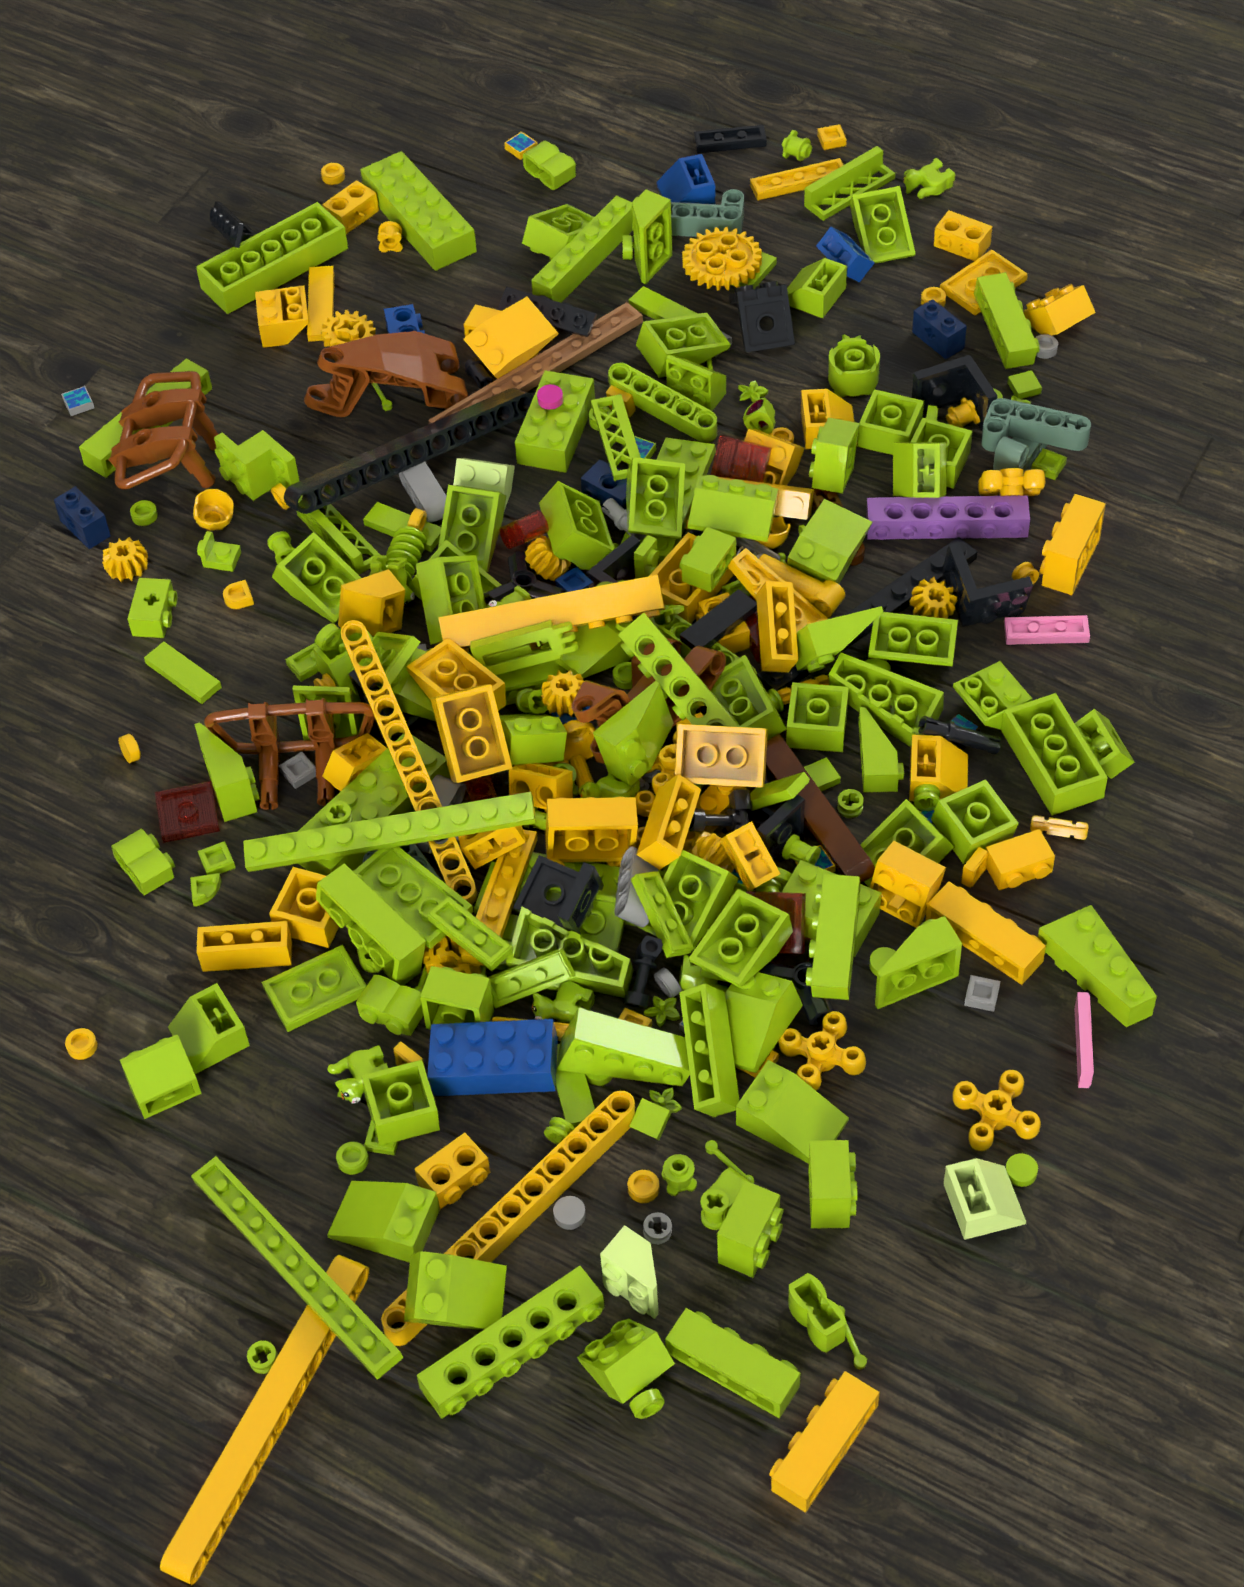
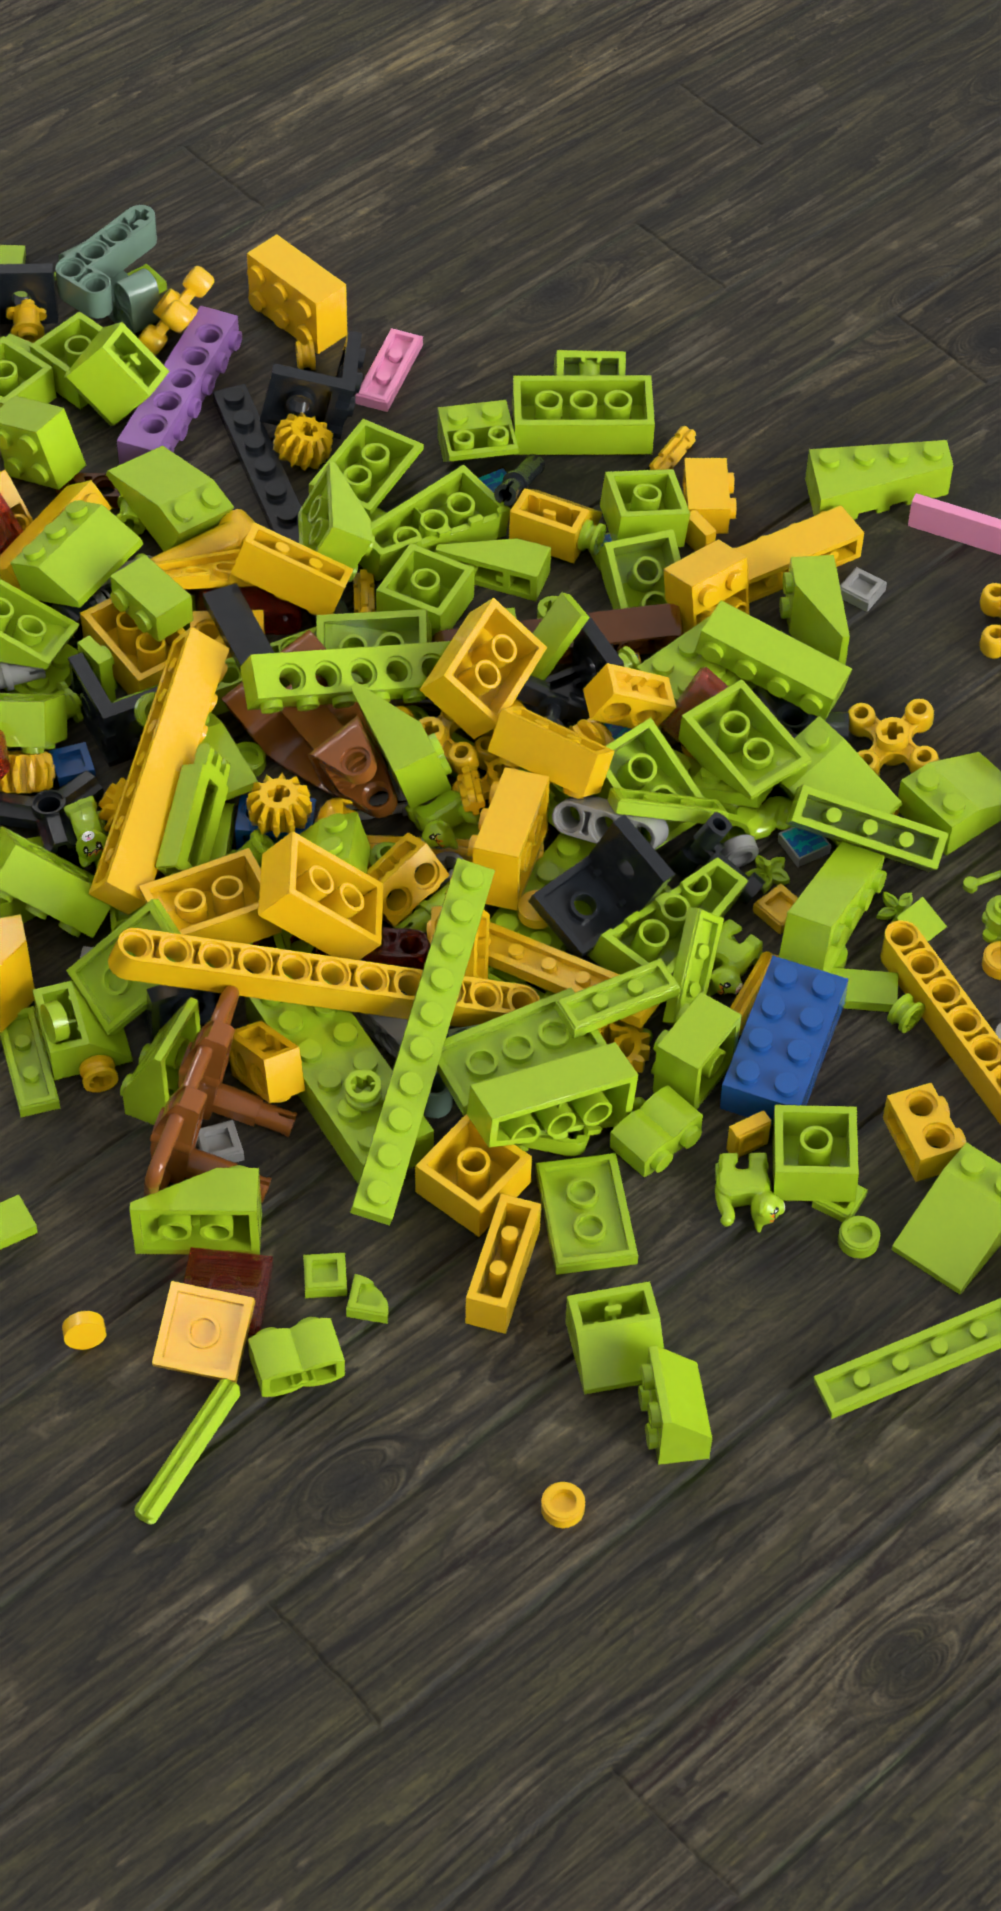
camera: 75 degrees left, 0 degrees up
(62, 832) = (187, 1451): none -> lime axle
(143, 805) = (203, 1332): none -> yellow plate
(642, 793) = (471, 791): none -> yellow axle

